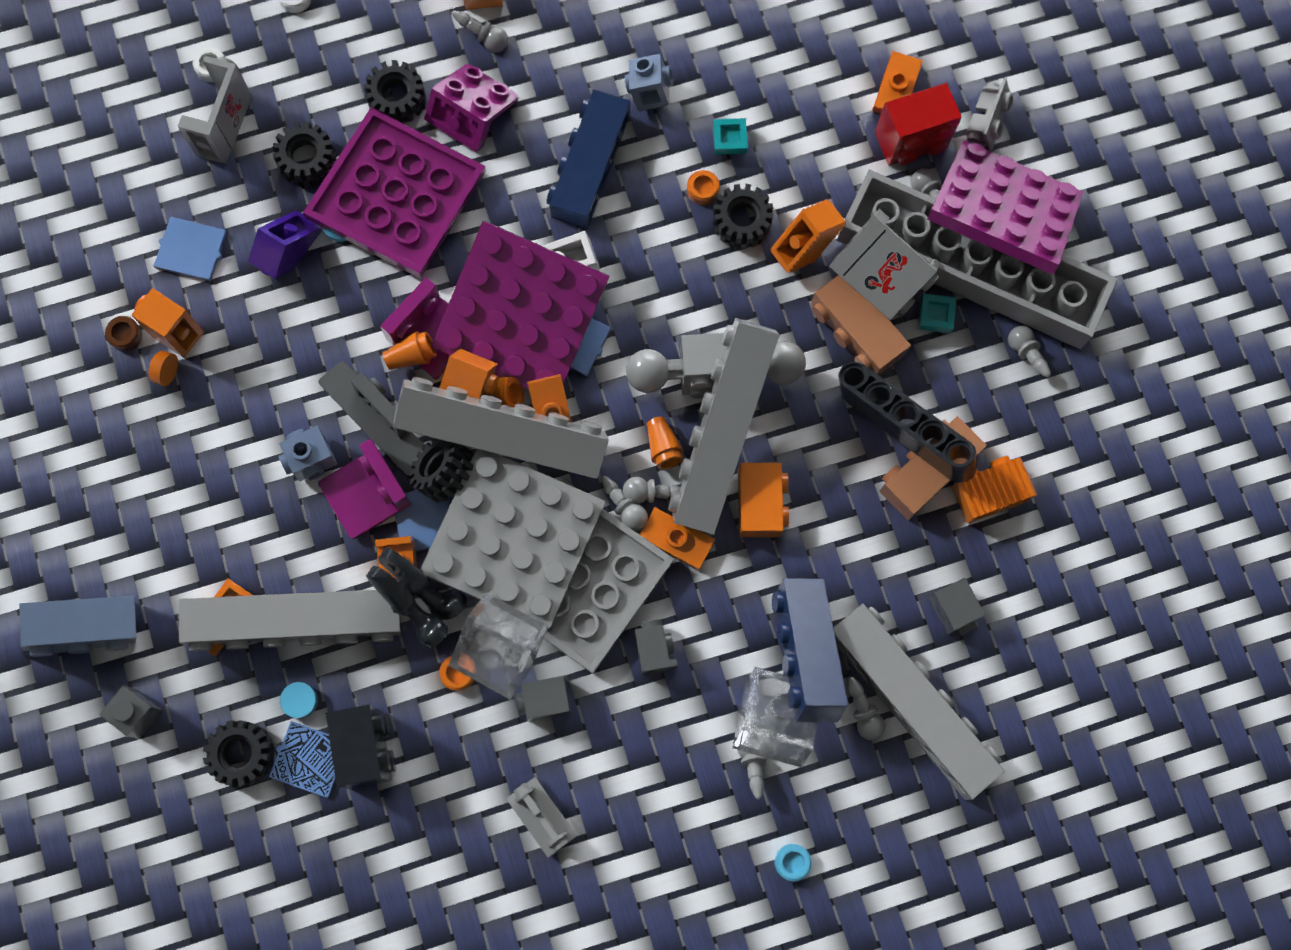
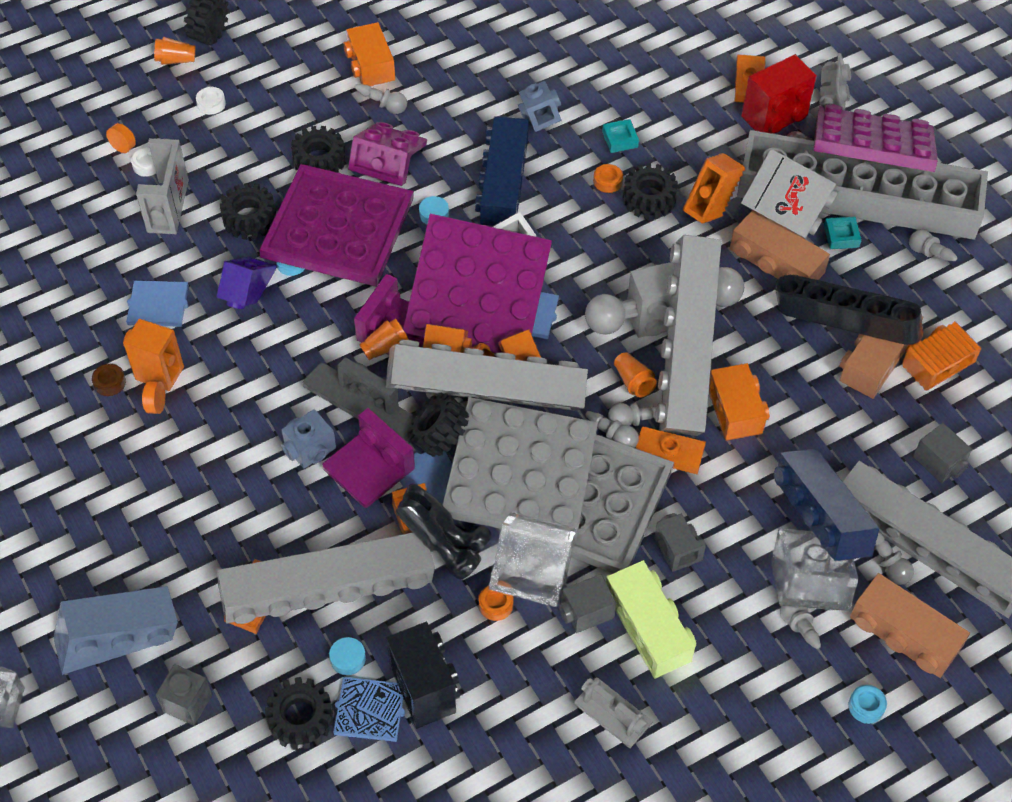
camera: 10 degrees left, 20 degrees down
(186, 30) = (121, 138): none -> orange tile
(503, 192) = (433, 205): none -> medium azure tile
(603, 728) = (651, 619): none -> yellowish green brick
(858, 793) = (909, 625): none -> nougat brick

